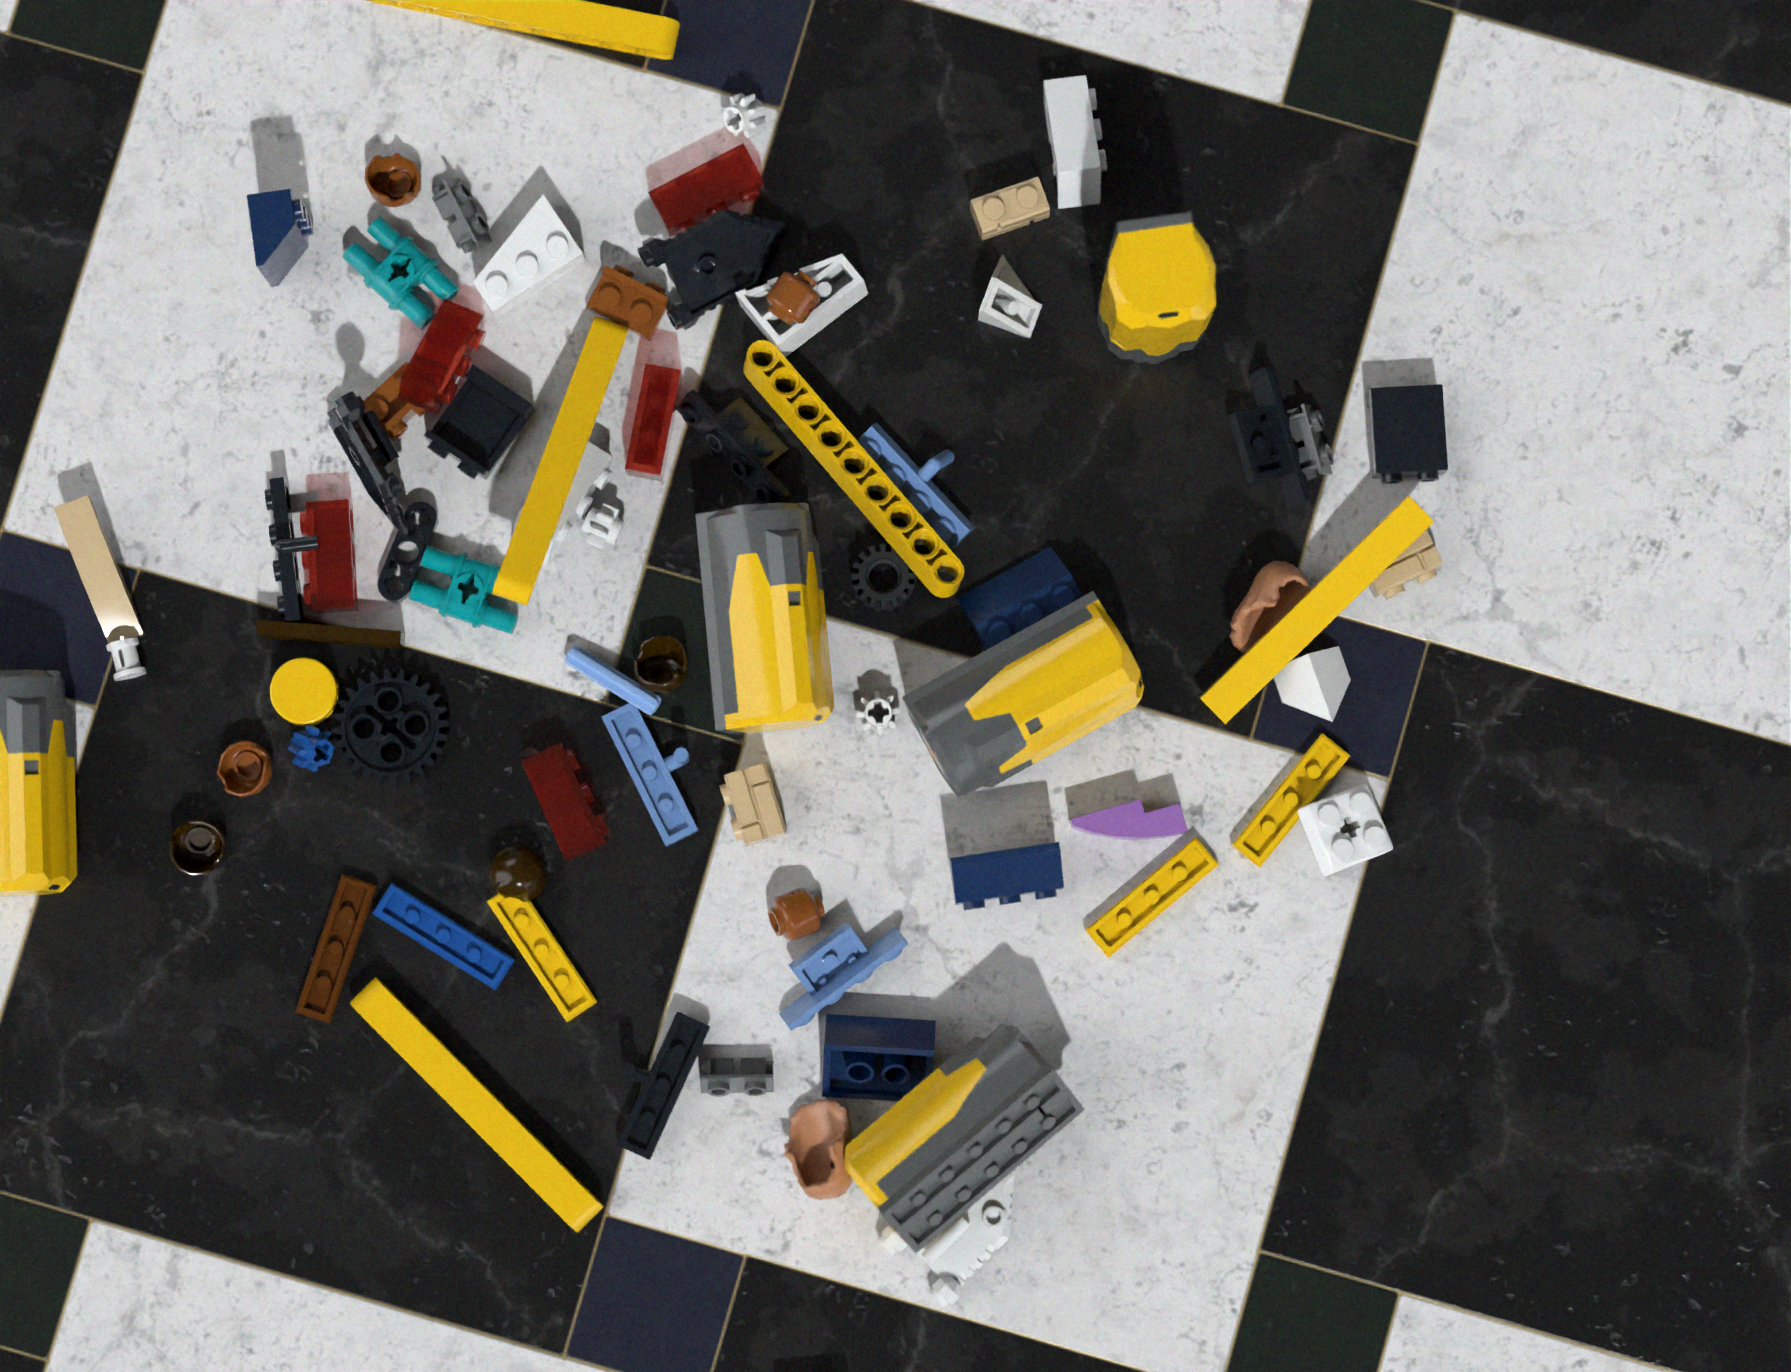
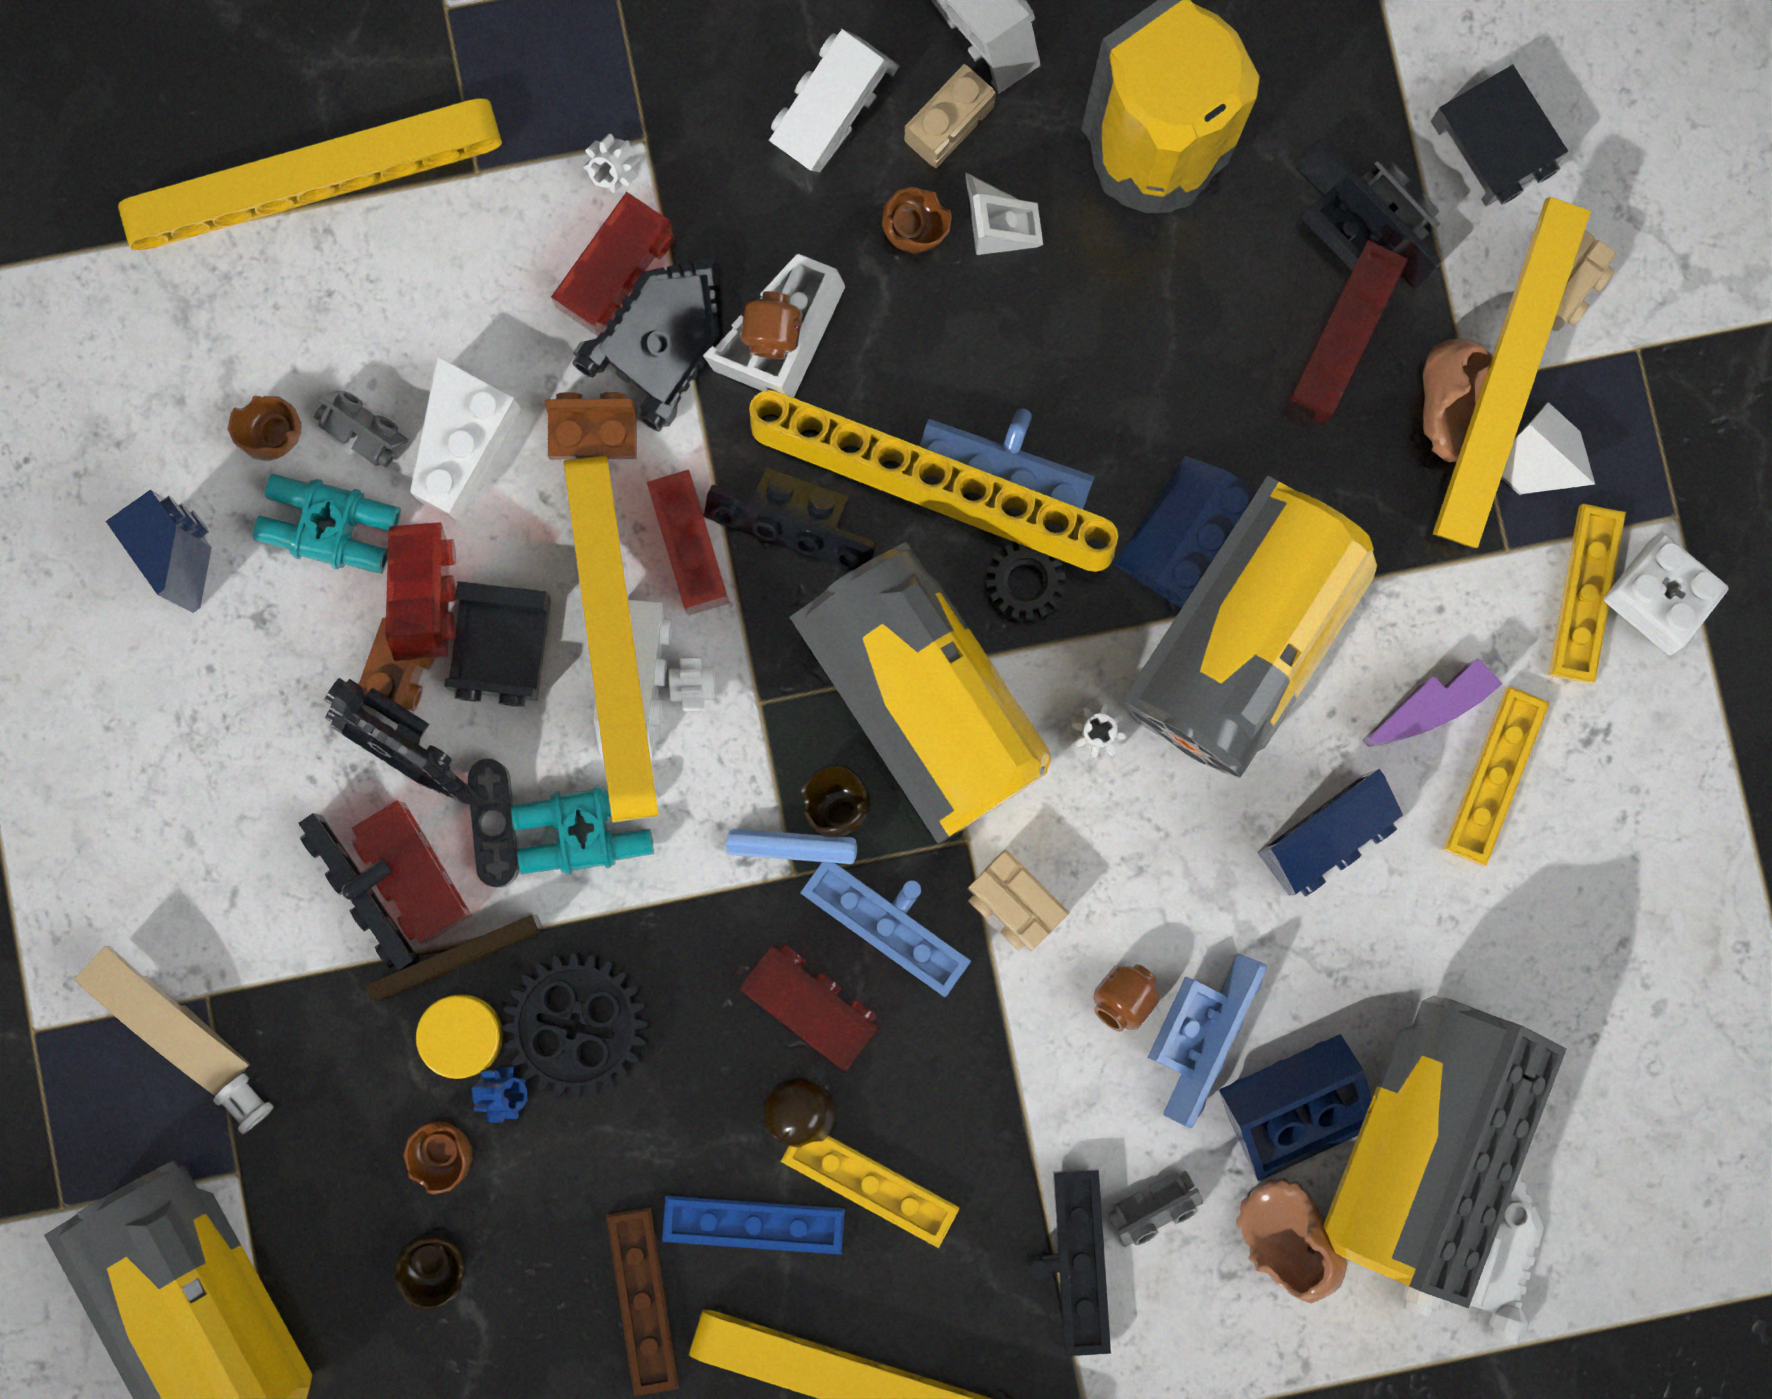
camera: 25 degrees left, 0 degrees up
(929, 151) = (830, 99): none -> white wedge
(944, 271) = (915, 220): none -> dark orange hair
(1215, 517) = (1348, 330): none -> clear red fence

